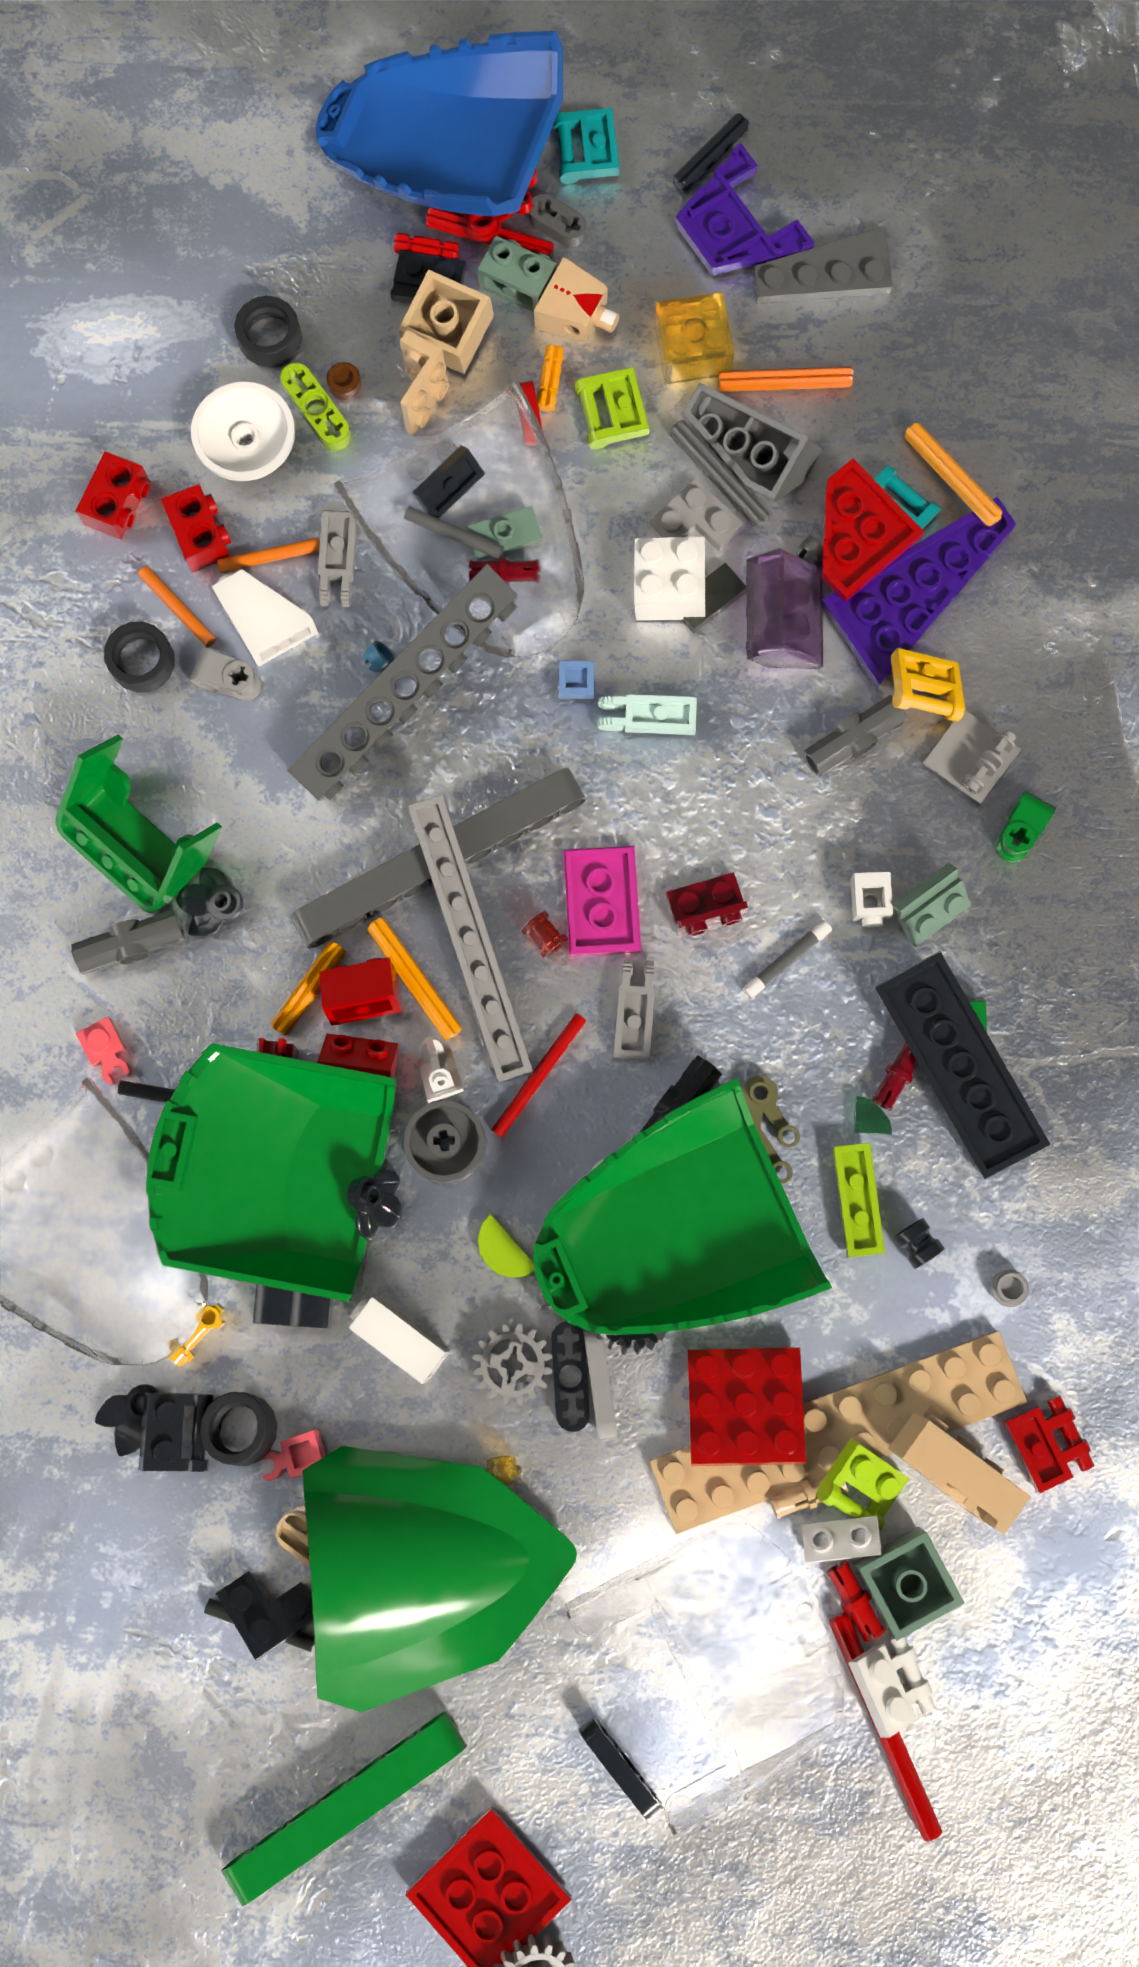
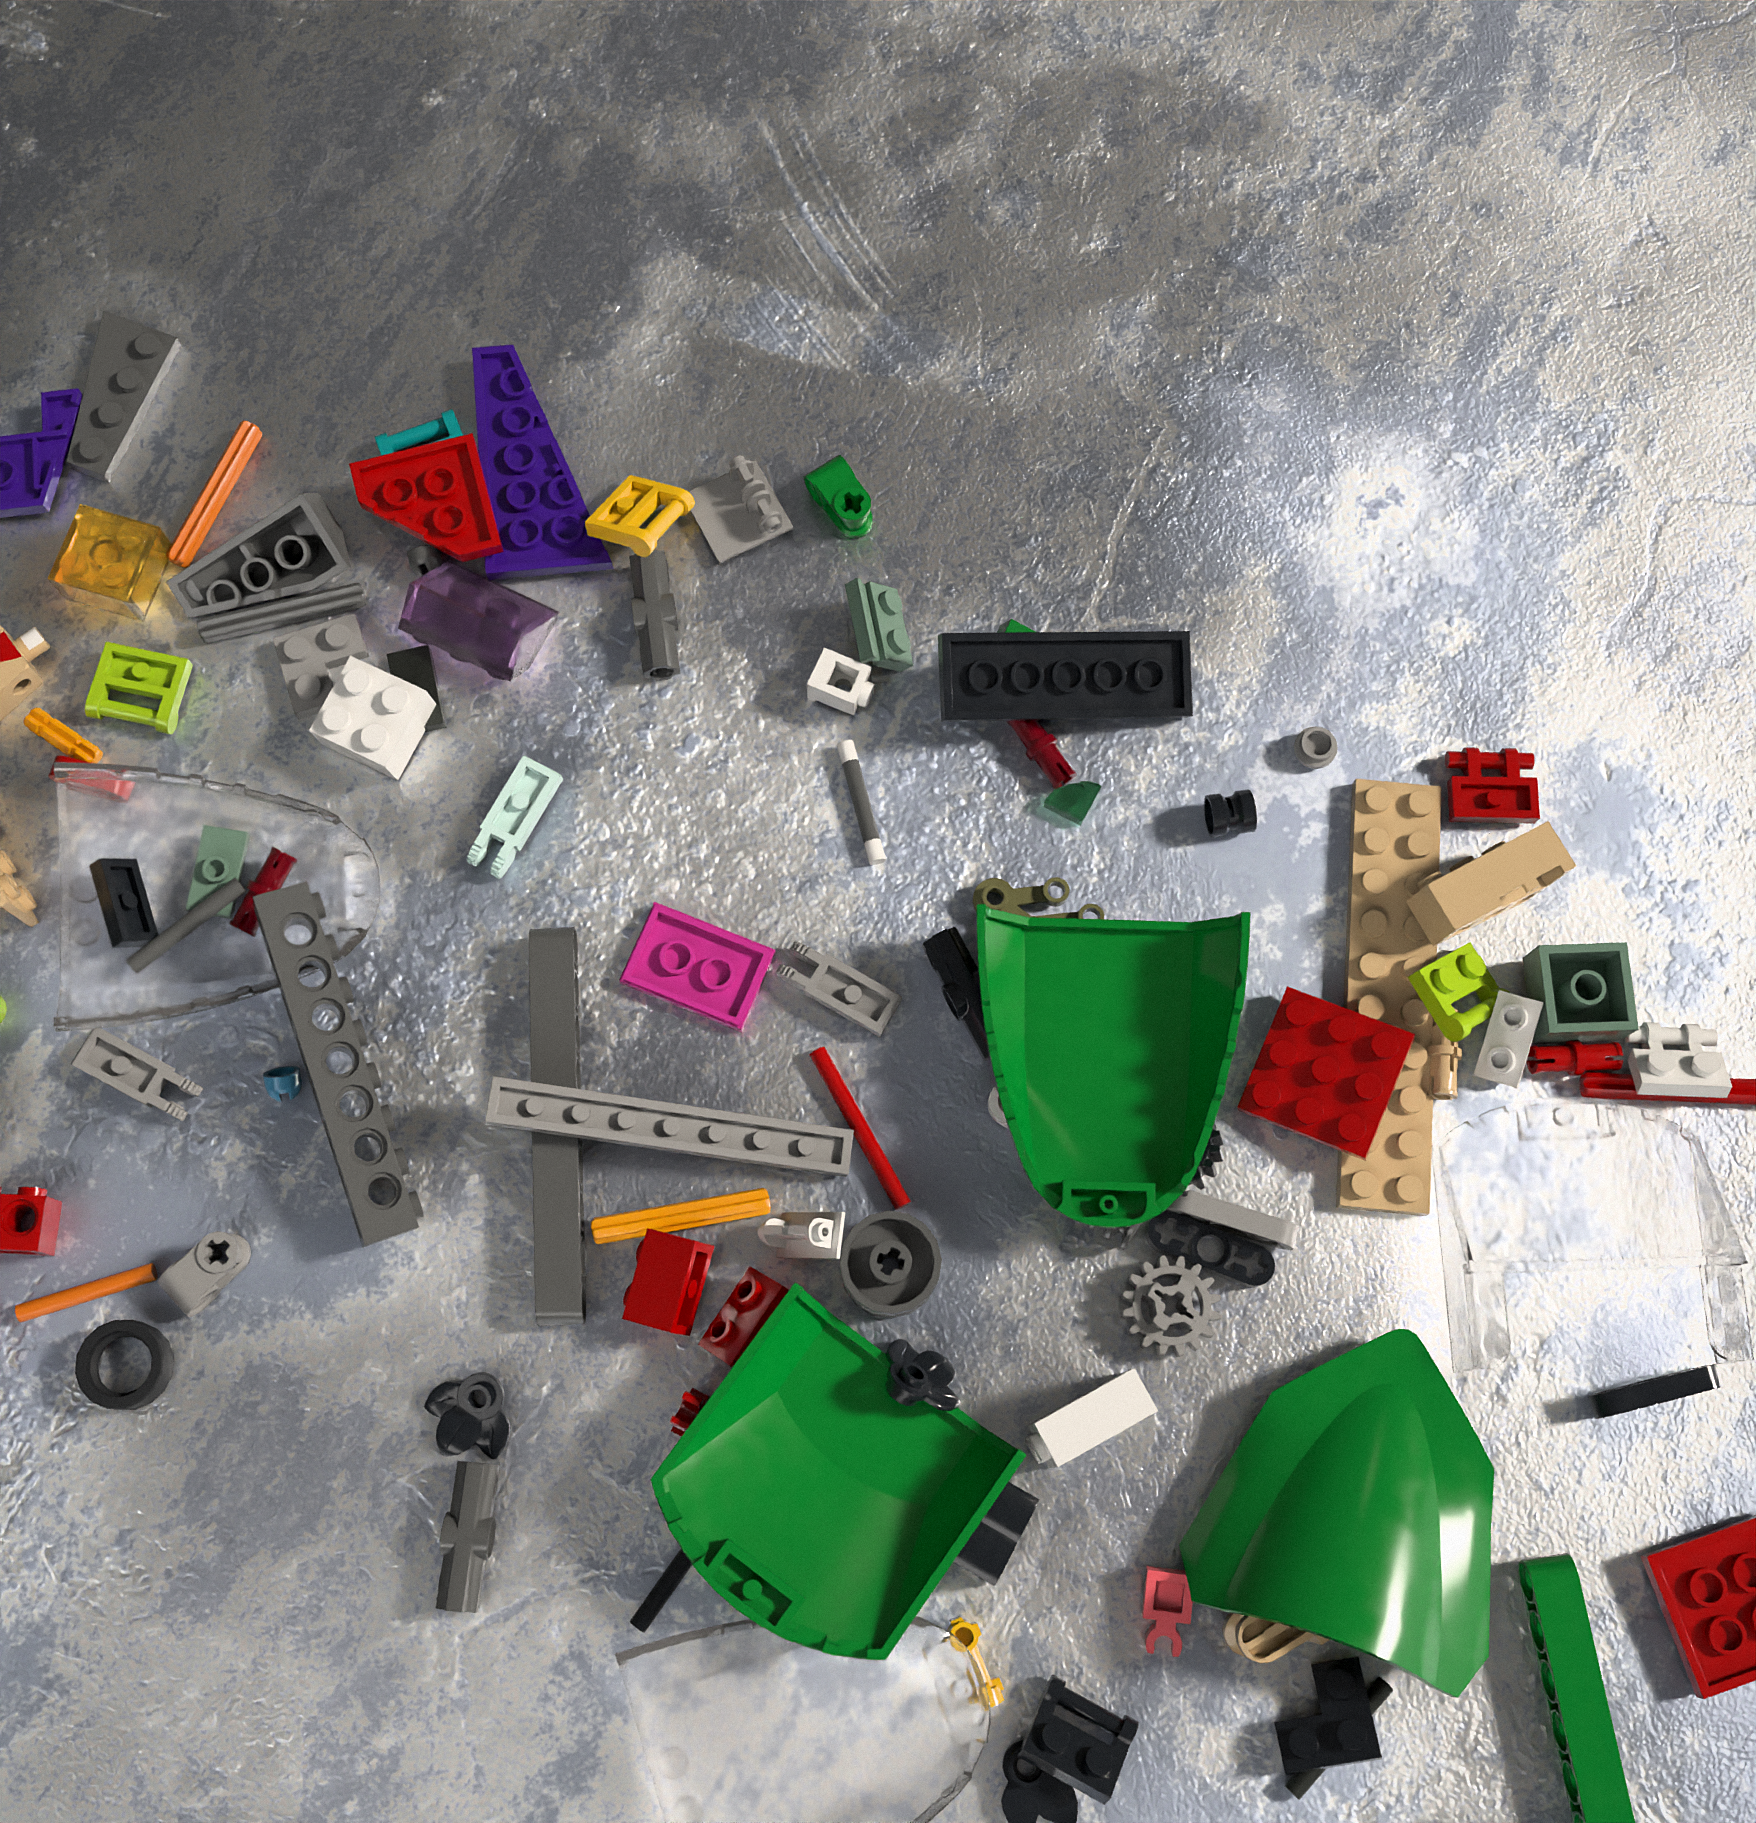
camera: 70 degrees left, 5 degrees down
(102, 1045) = (574, 1625): coral plate -> none
(122, 840) = (340, 1489): green windscreen -> none
(211, 1429) = (1081, 1685): black tyre -> none
(262, 616) = (157, 1195): white slope -> none
(268, 555) = (86, 1153): orange bar -> none
(306, 989) = (631, 1345): light orange axle -> none
(501, 1251) = (1038, 1261): lime tile -> none
(504, 1468) = (1281, 1369): clear yellow plate -> none
(544, 934) = (705, 1045): clear red bush -> none
(576, 679) = (432, 874): medium blue plate -> none
(707, 904) = (758, 856): dark red bracket -> none
(858, 1200) = (1156, 853): lime plate -> none
(953, 474) = (422, 378): light orange axle -> none

